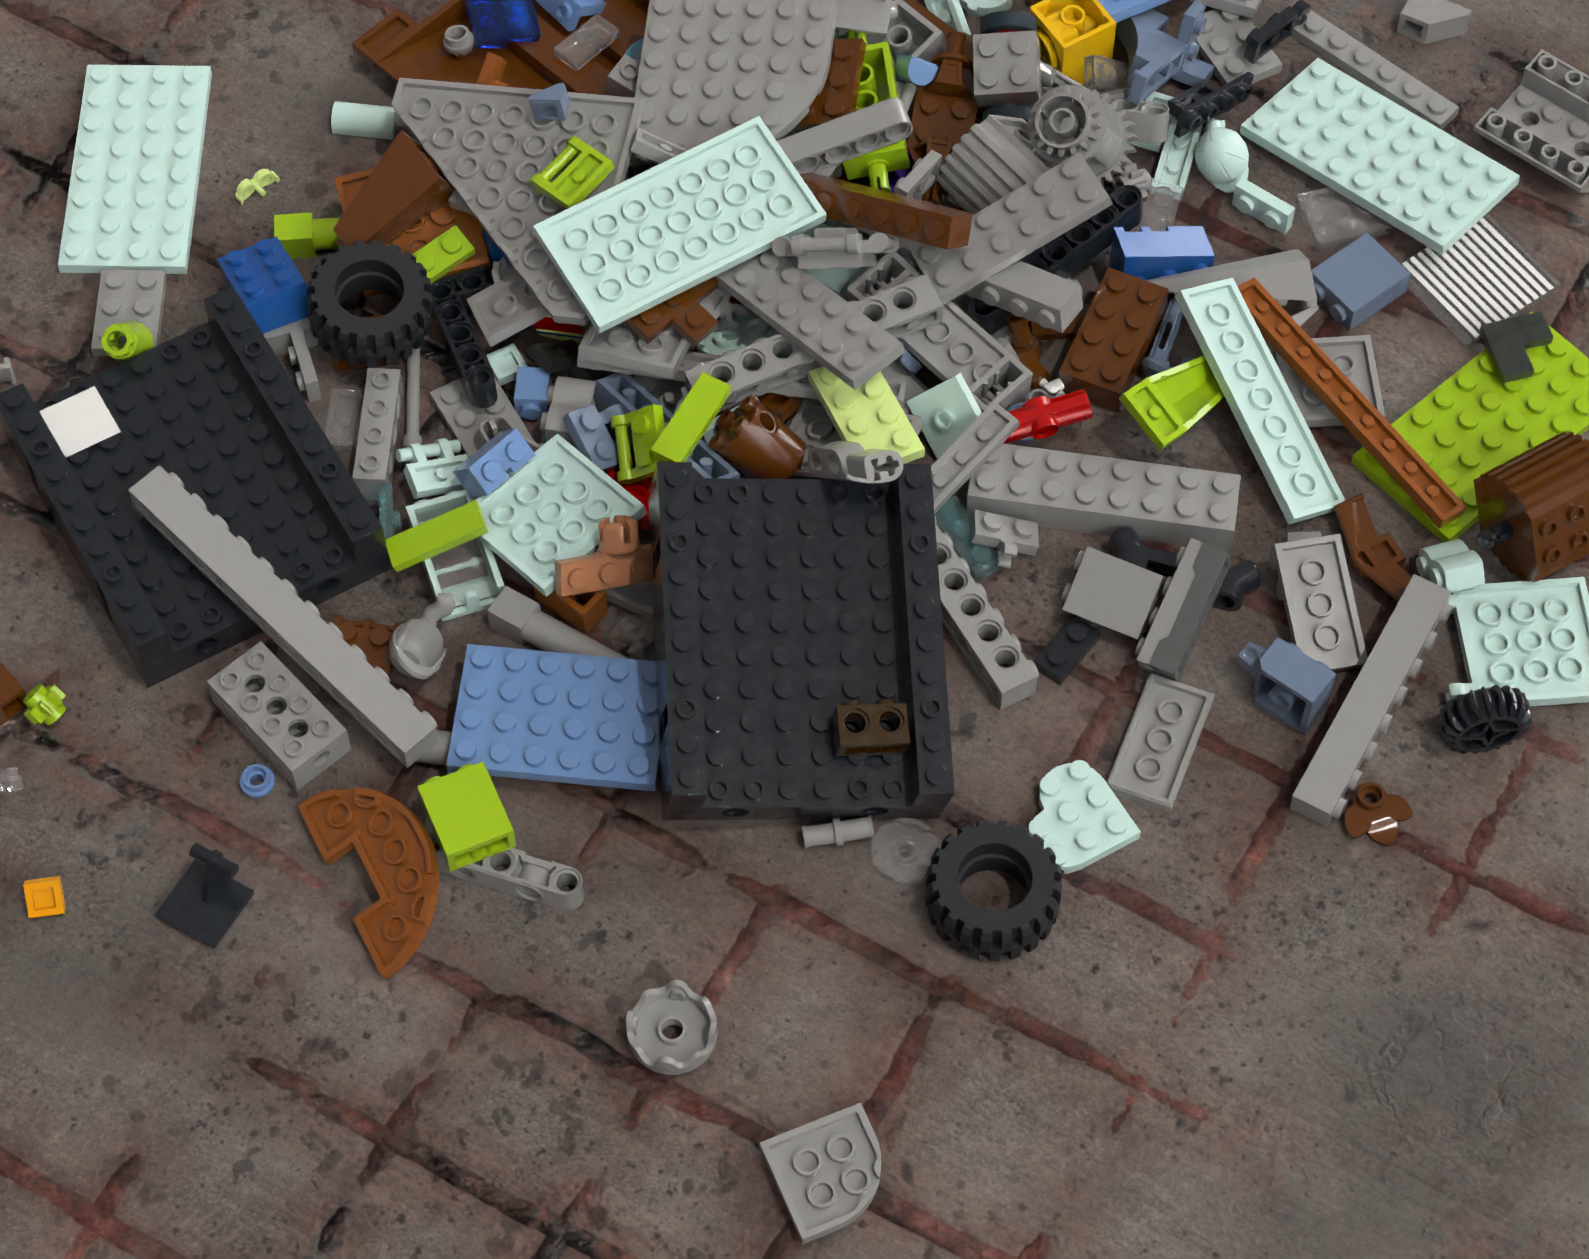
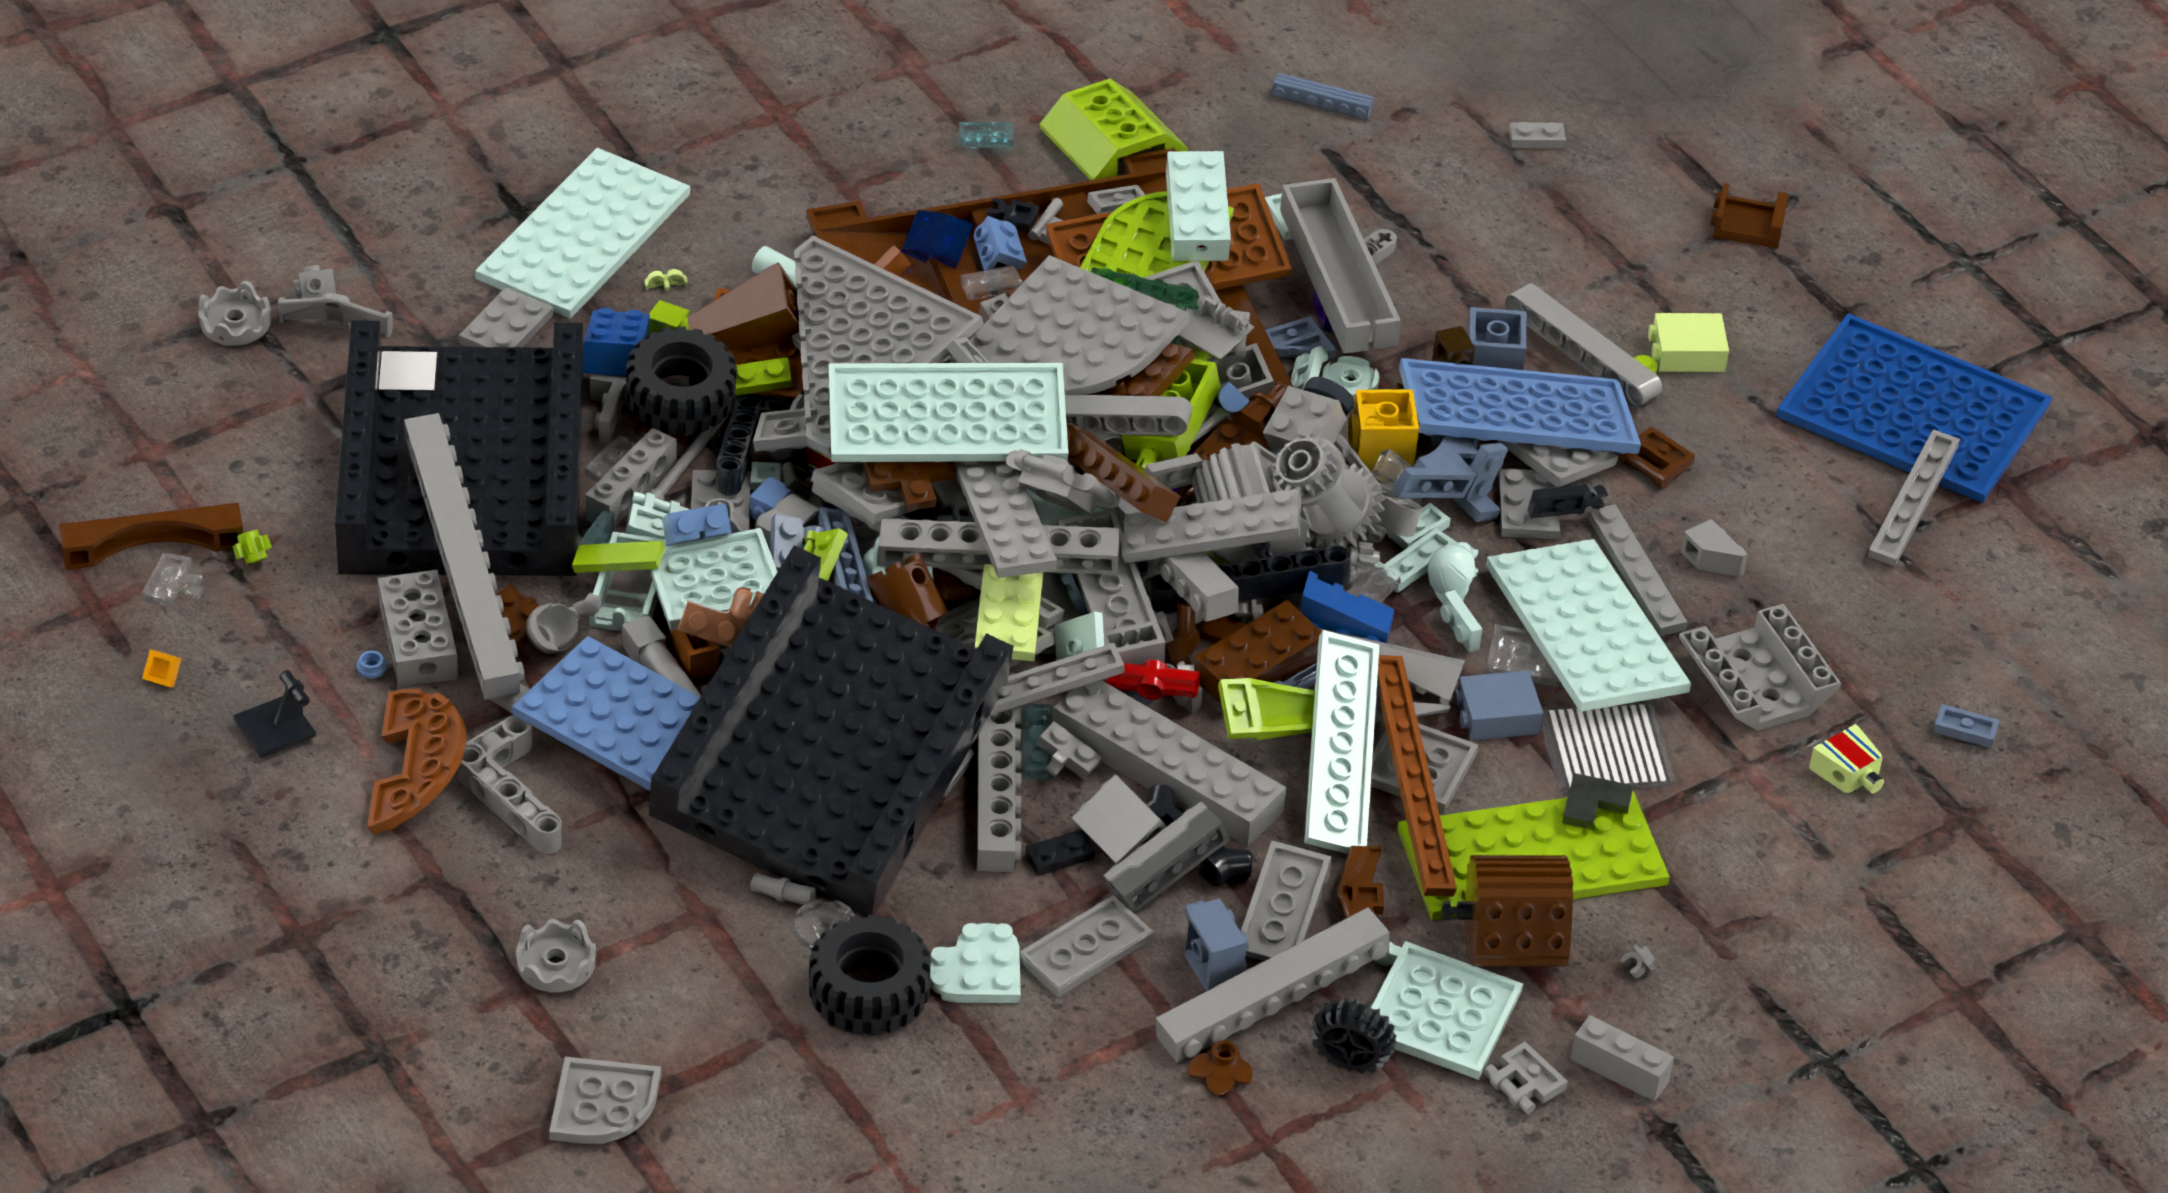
camera: 25 degrees right, 15 degrees down
(138, 340) = (481, 332): lime plant -> none
(458, 40) = (890, 237): light grey plate -> none
(466, 815) = (501, 744): lime brick -> none
(550, 103) = (908, 290): sand blue slope -> none
(577, 179) = (890, 344): lime plate -> none
(691, 419) = (862, 551): lime tile -> none
(852, 463) = (960, 625): light grey panel -> none
(872, 738) = (839, 817): dark brown brick -> none
(1205, 103) = (1469, 528): black bracket -> none
(1451, 565) = (1411, 925): light aqua brick -> none

